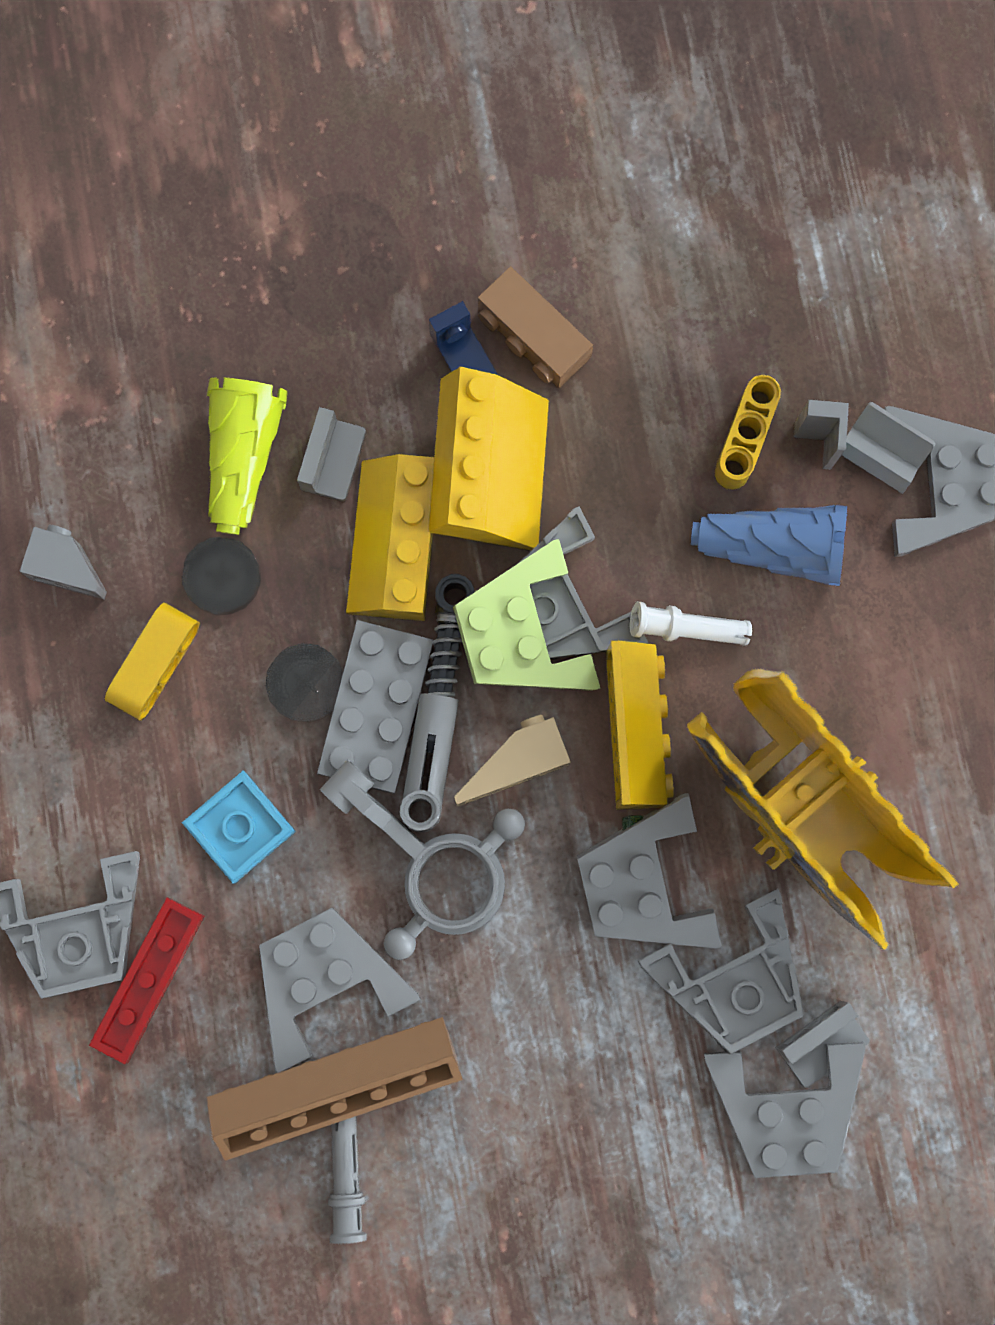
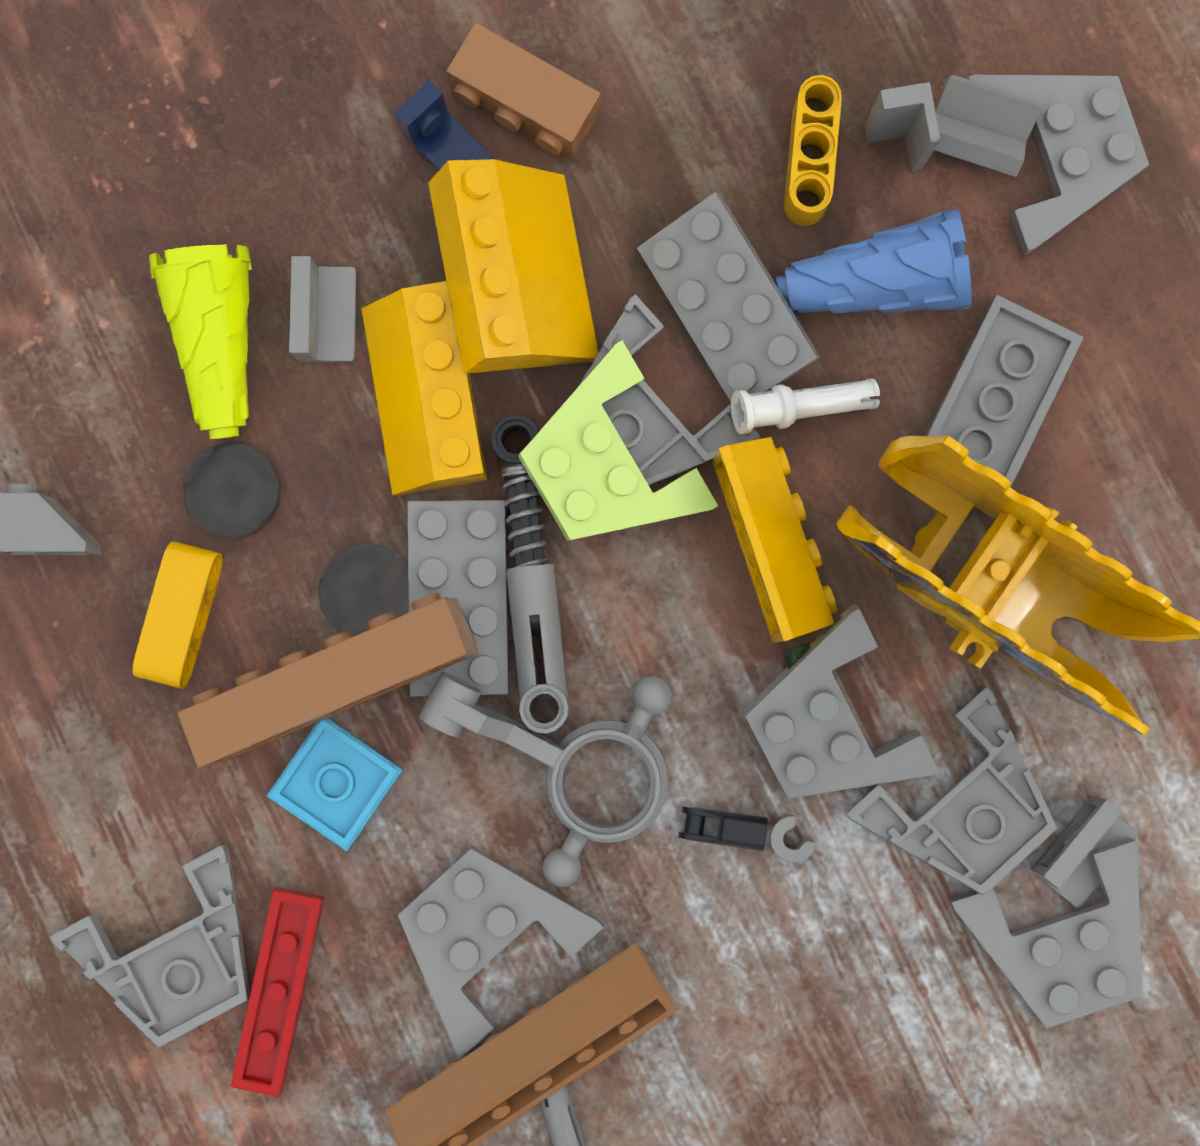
camera: 10 degrees left, 5 degrees up
(256, 743) = (328, 681): none -> medium nougat brick
(523, 757) = (650, 610): tan slope -> none
(553, 953) = (746, 832): none -> black piece
(650, 529) = (728, 299): none -> light grey plate
(852, 656) = (1005, 385): none -> light grey plate

